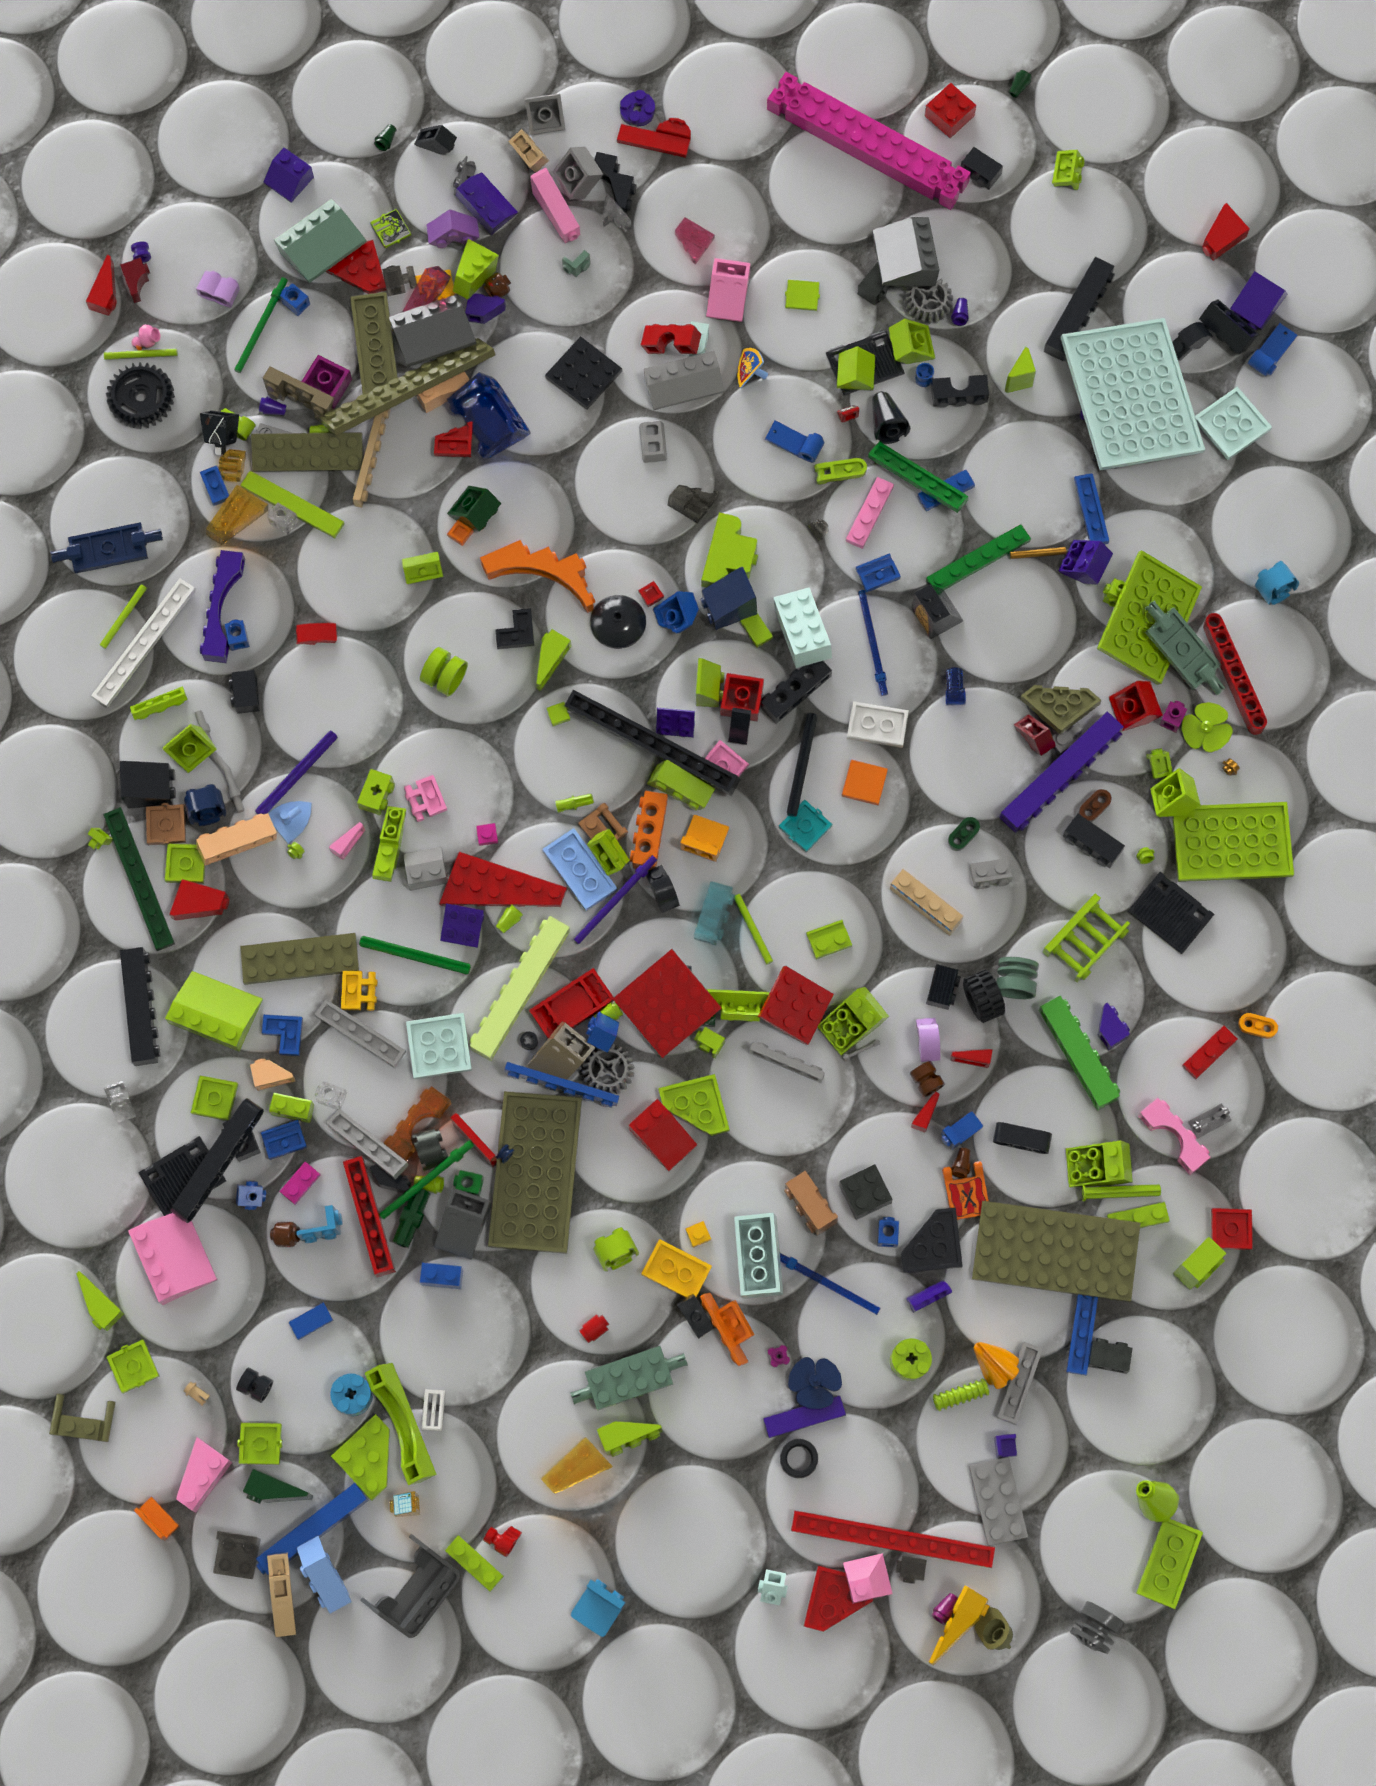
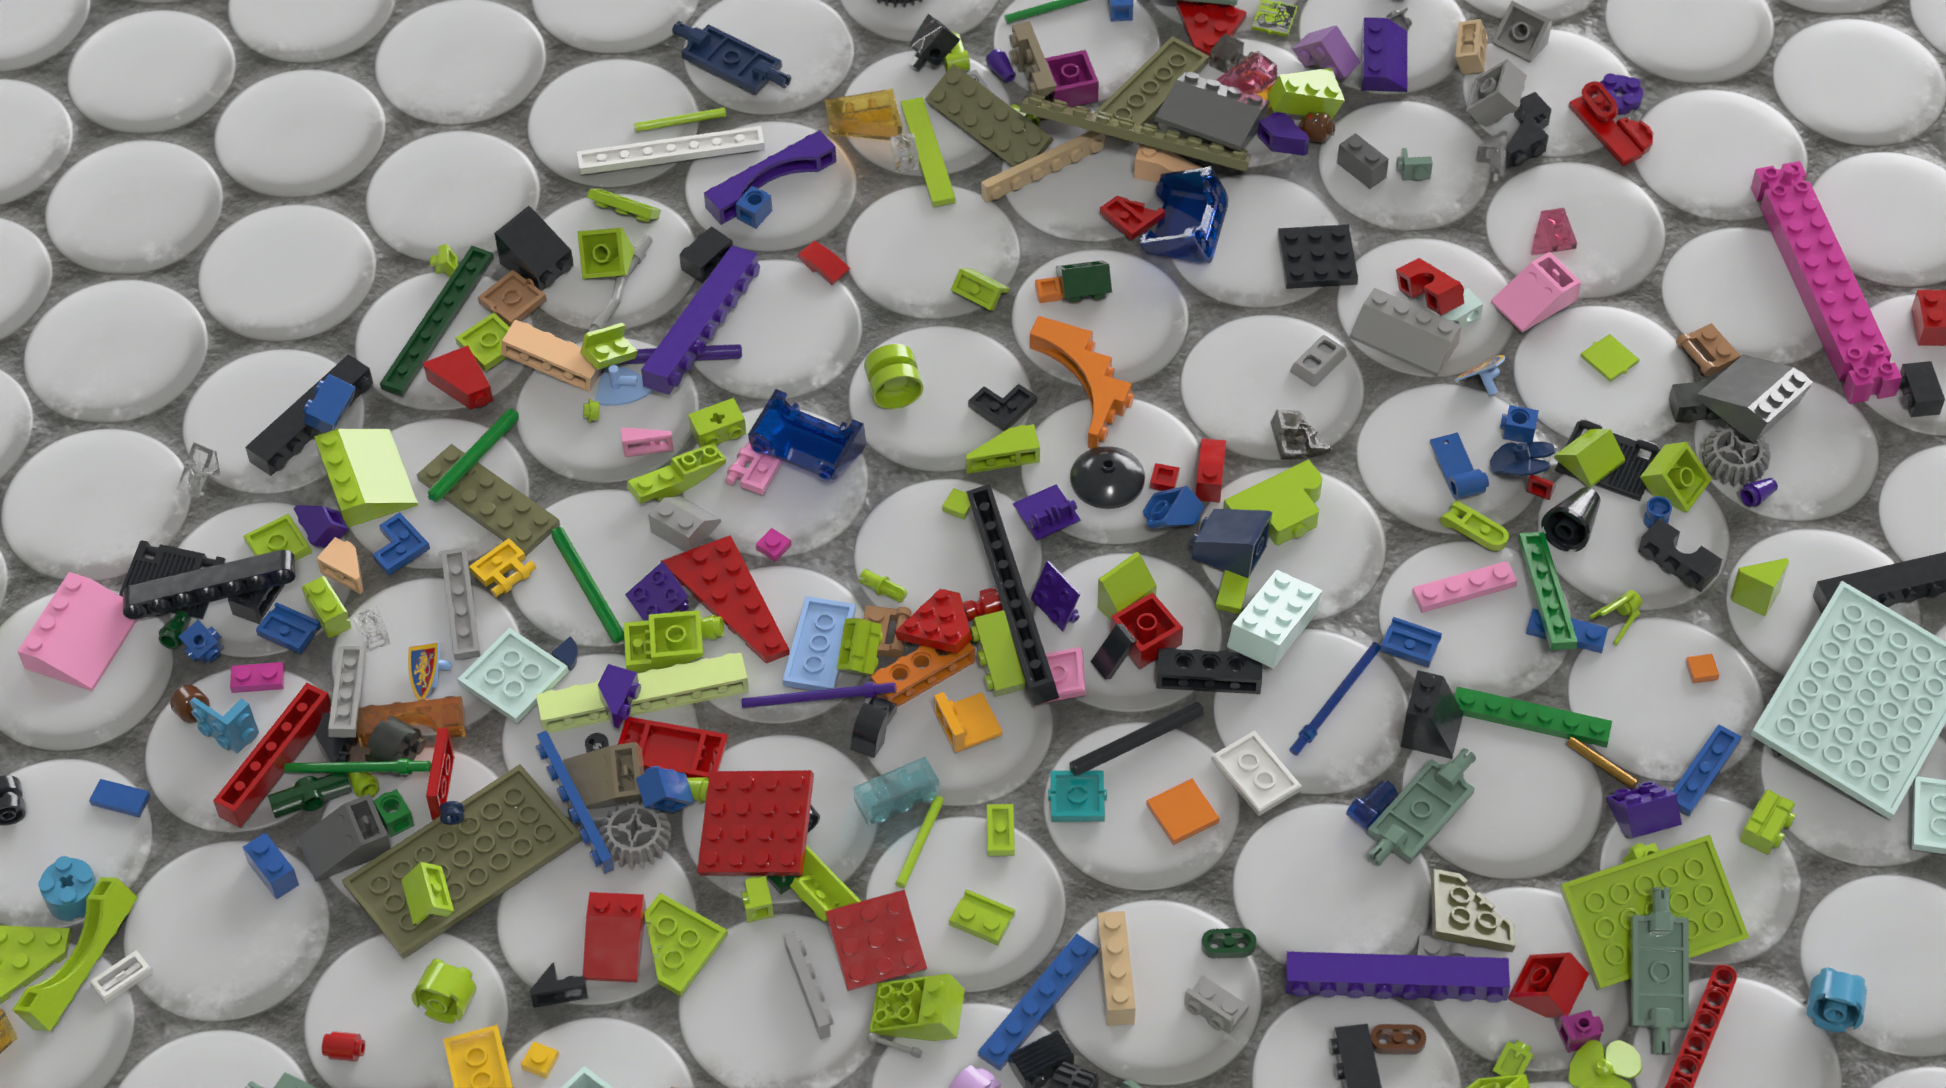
camera: 45 degrees right, 20 degrees down
(151, 991) = (329, 403): none -> blue brick
(204, 805) = (559, 307): dark blue brick -> none
(214, 485) = (881, 78): blue plate -> none
(222, 1202) = (172, 629): none -> dark green cone
(229, 1063) = (321, 524): none -> dark purple slope
(232, 465) = (914, 84): clear yellow piece -> none
(265, 942) = (473, 455): none -> green axle
(266, 805) = (607, 347): none -> lime bracket
(294, 737) = (700, 320): none -> dark purple brick
(389, 1090) = (424, 667): none -> shield
(442, 756) = (806, 440): none -> clear blue windscreen
(451, 1005) = (567, 653): none -> dark blue tile
(498, 949) = (663, 641): none -> lime slope
(515, 1003) = (617, 692): none -> dark purple slope
(544, 1209) = (427, 892): none -> lime panel
(546, 286) = (1362, 161): none -> dark grey brick
(554, 205) = (1445, 103): bright pink slope -> none
(610, 674) = (1047, 511): none -> dark purple hinge
(633, 797) = (938, 623): none -> red plate
(638, 124) = (1601, 102): none -> red plate
(642, 759) = (988, 603): none -> red piece
(664, 1193) = (551, 991): none -> black slope
(669, 564) = (1210, 470): none -> red slope
(788, 882) = (1000, 830): none -> lime plate
(805, 378) = (1519, 424): none -> blue brick
(818, 528) = (1395, 557): clear smoke plate -> none
(822, 406) = (1520, 458): none -> dark blue piece
(851, 238) = (1713, 346): none -> medium nougat plate
(905, 957) = (1038, 1002): none -> blue plate
(962, 447) = (1625, 605): none -> lime plant
(980, 666) = (1421, 809): none -> sand green plate
(1033, 449) = (1702, 668): none -> orange tile
(1035, 734) = (1407, 919): dark red arch -> none
(1150, 511) = (1767, 822): none -> lime brick

